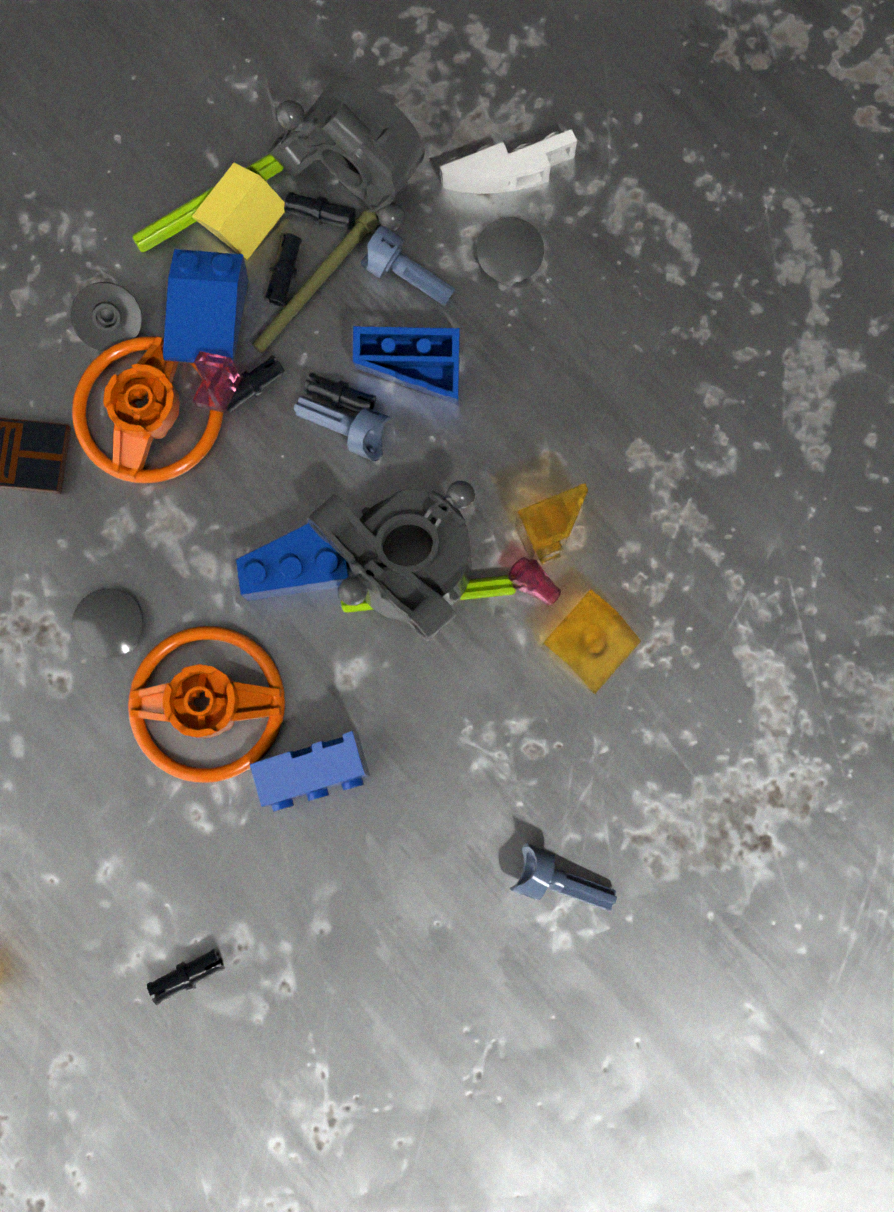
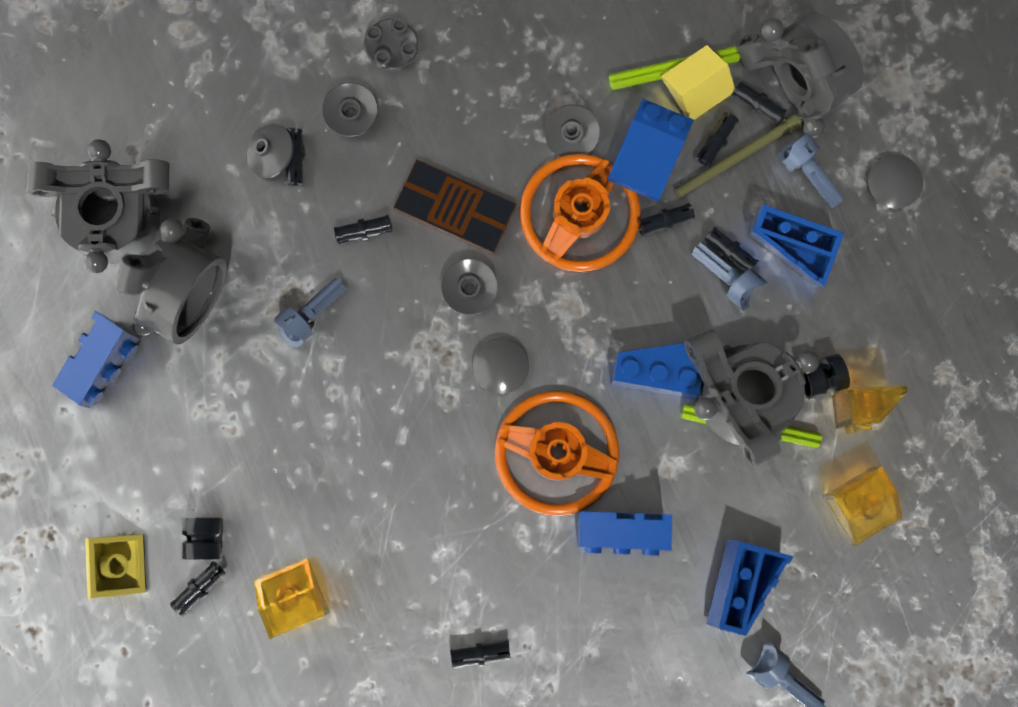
camera: 10 degrees right, 0 degrees up
(24, 535) = (465, 273): none -> dark grey dish
(218, 382) = (644, 210): clear pink panel -> none
(473, 785) = (743, 585): none -> blue wedge
(484, 515) = (830, 376): none -> black wheel
(498, 171) = (909, 118): white slope -> none
(533, 580) = (836, 443): clear pink cone -> none

